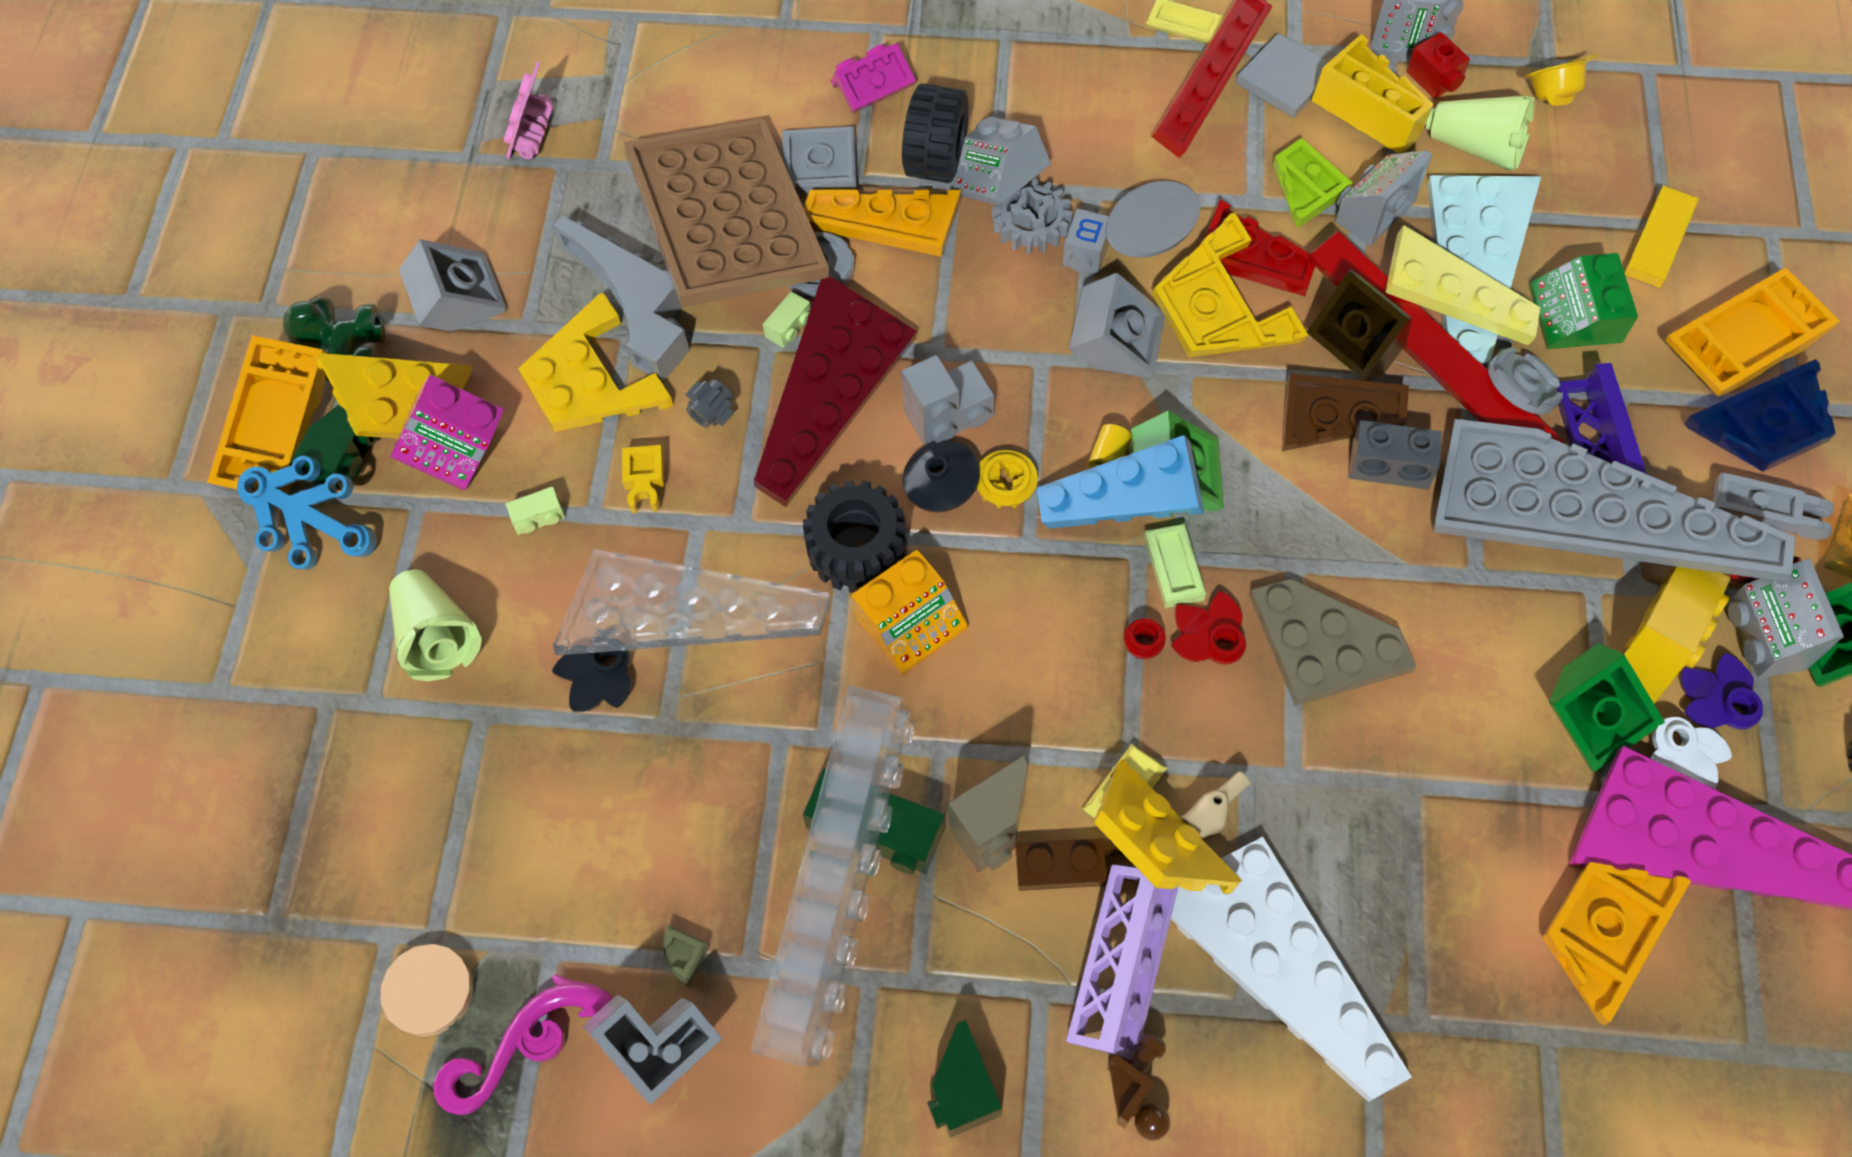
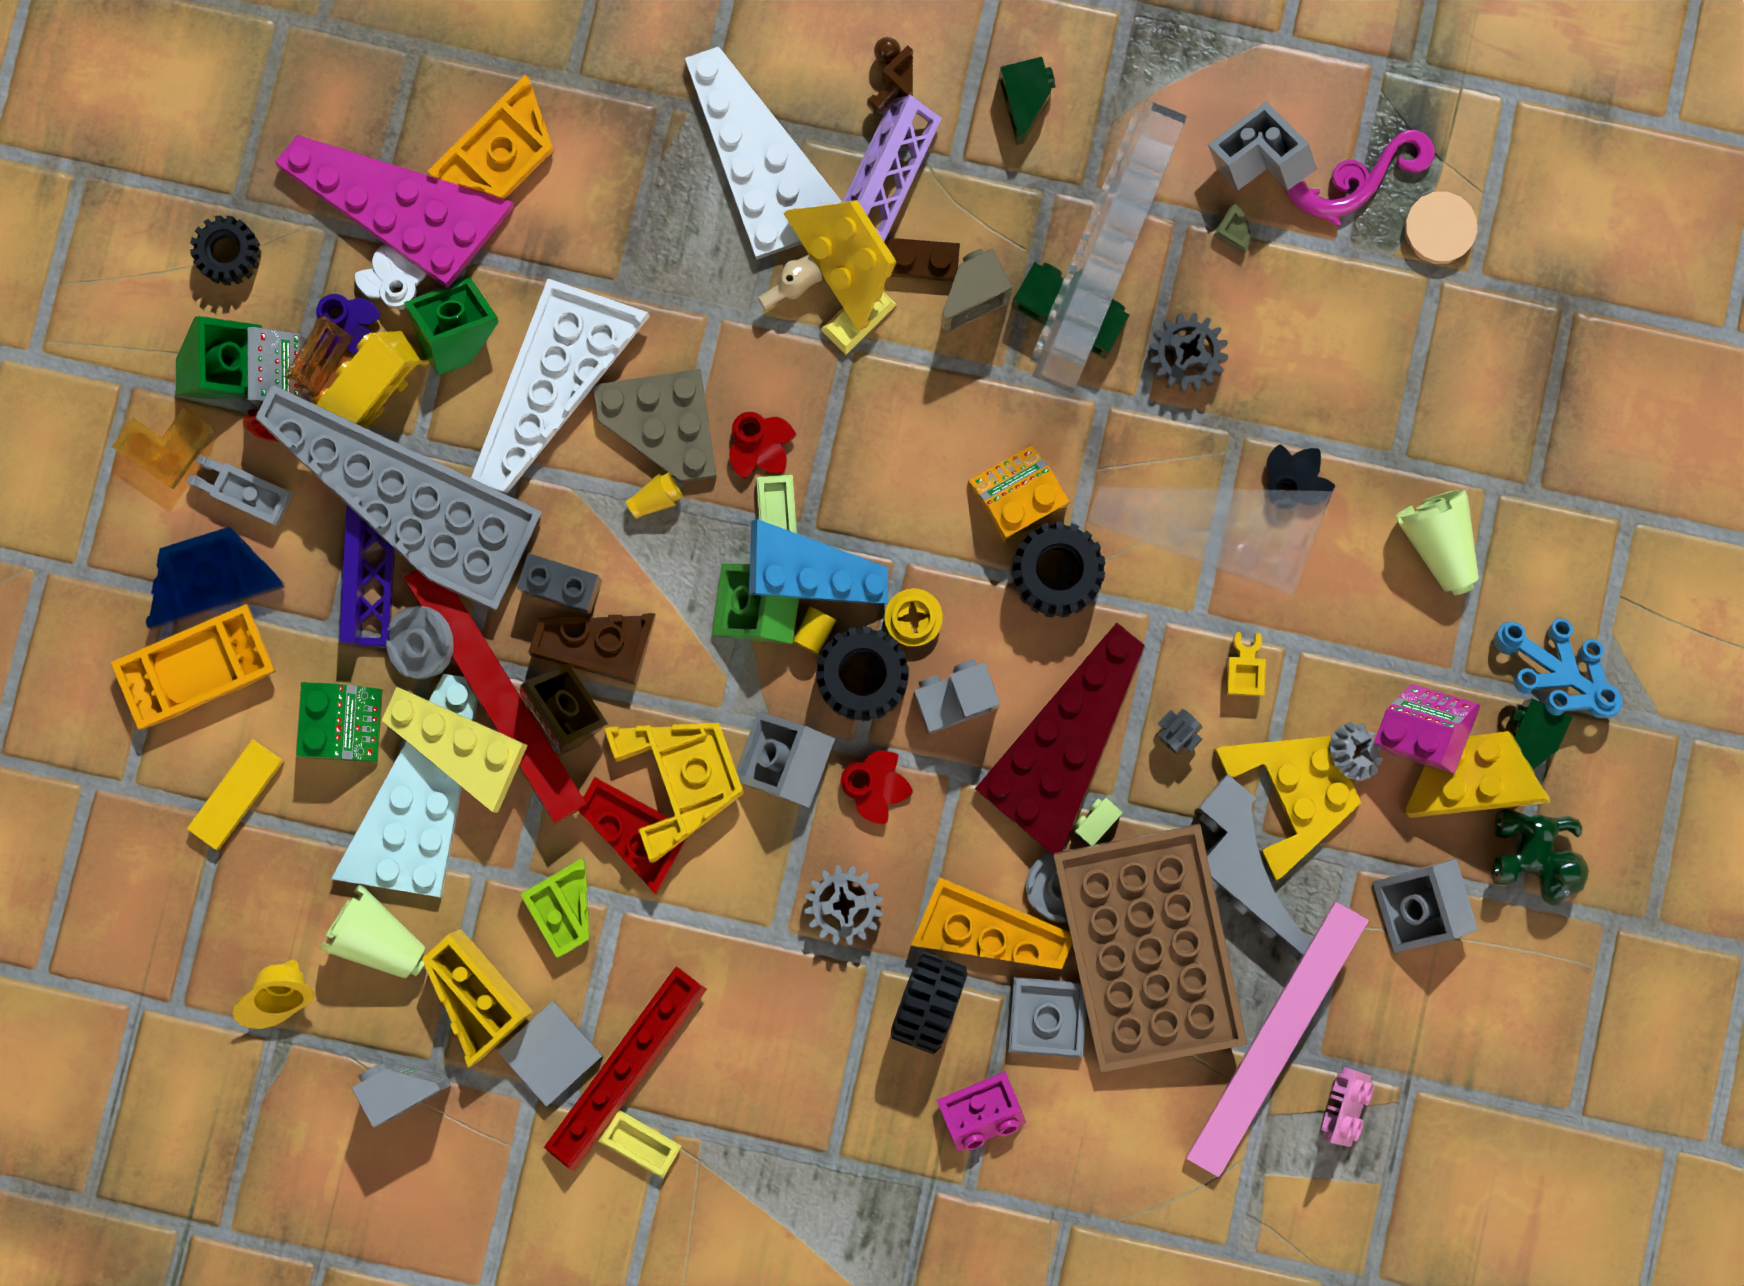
camera: 175 degrees left, 20 degrees up
(268, 410) = (1597, 777): light orange slope -> none
(535, 511) = (1346, 647): yellowish green piece -> none
(537, 407) = (1343, 746): none -> light grey gear
(591, 160) = (1277, 1038): none -> bright pink tile
(722, 774) = (1176, 345): none -> dark grey gear
(946, 488) = (954, 629): black dish -> none
(999, 160) = (870, 963): light grey slope -> none
(1015, 324) = (881, 787): none -> red plate
(1058, 384) = (862, 641): none -> black tyre
(1086, 242) = (795, 863): light grey brick -> none
(1148, 628) = (813, 434): red plate -> none
(1152, 219) = (726, 877): light grey shield -> none
(1312, 559) = (655, 496): none -> yellow cone
(1382, 195) = (497, 872): light grey slope -> none
(1438, 65) = (393, 1031): red brick -> none
(1461, 685) = (560, 361): none -> white wing
(1759, 646) = (303, 380): none -> clear orange tile

